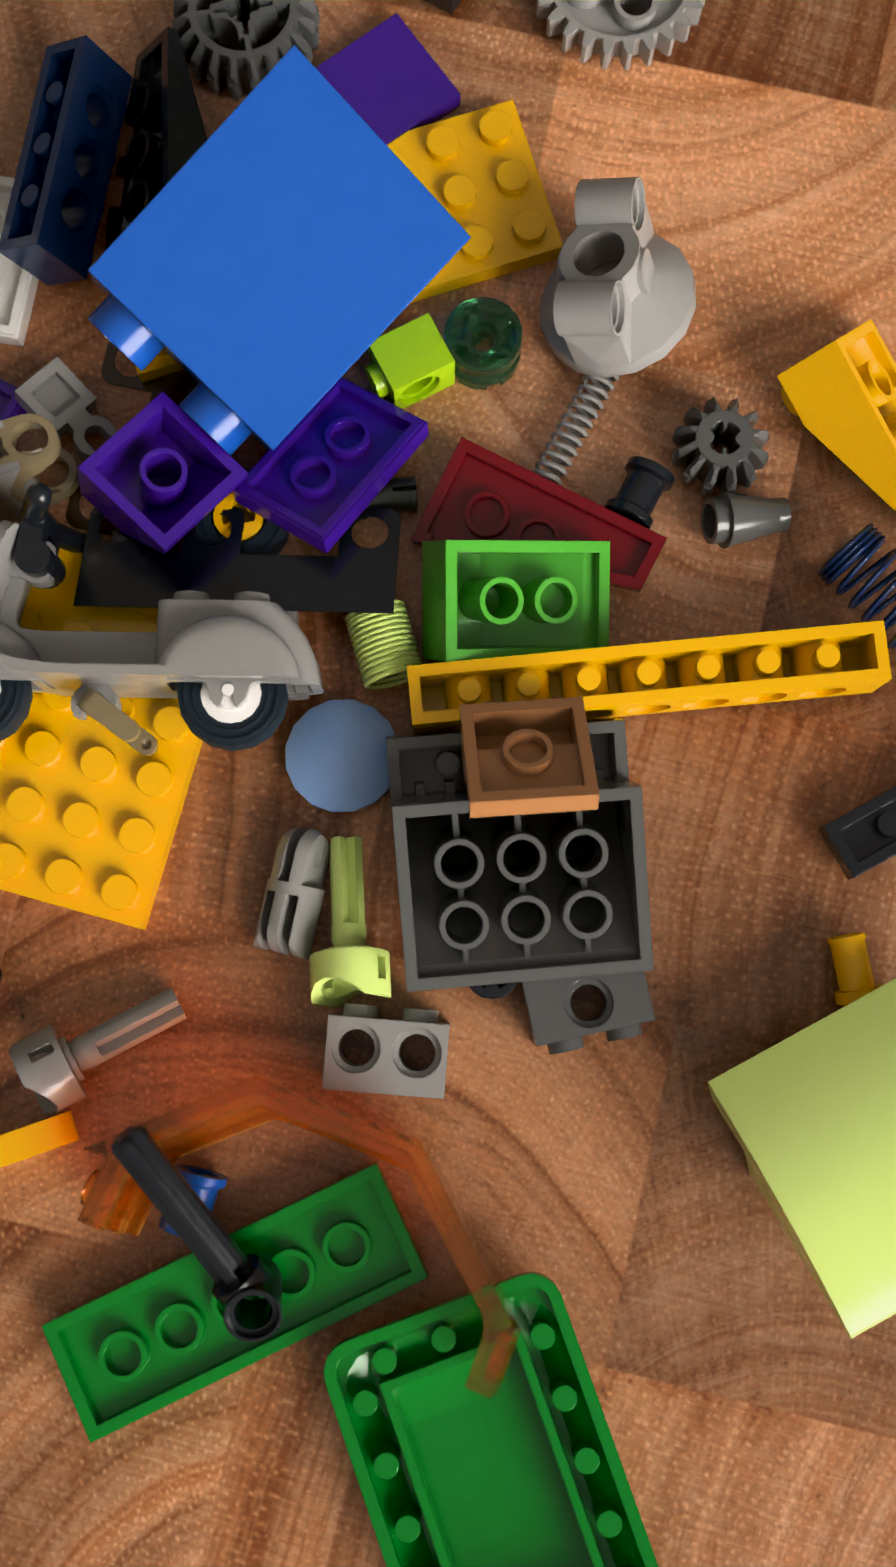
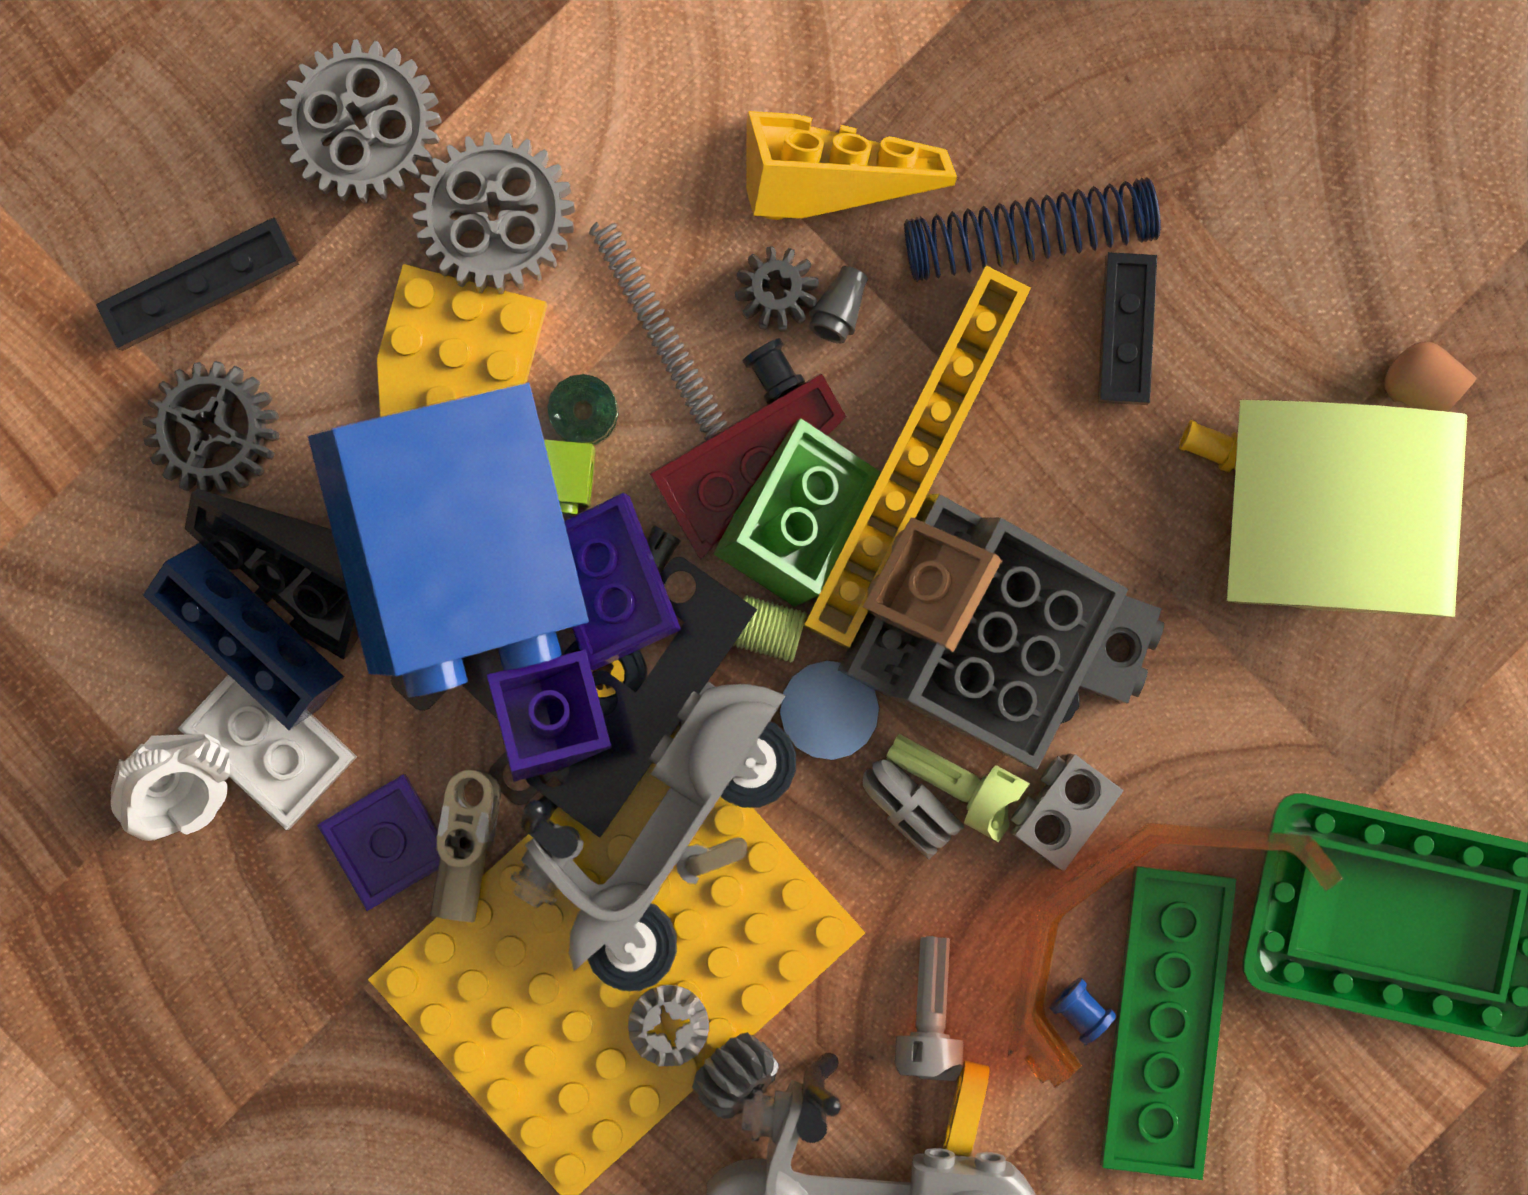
camera: 60 degrees left, 5 degrees up
(65, 403) = (428, 754): light grey plate -> none
(232, 1271) = (1152, 1007): black axle -> none
(391, 80) = (327, 353): dark purple tile -> none
(616, 142) = (492, 170): none -> light grey gear
(617, 285) = (644, 280): light grey piece -> none

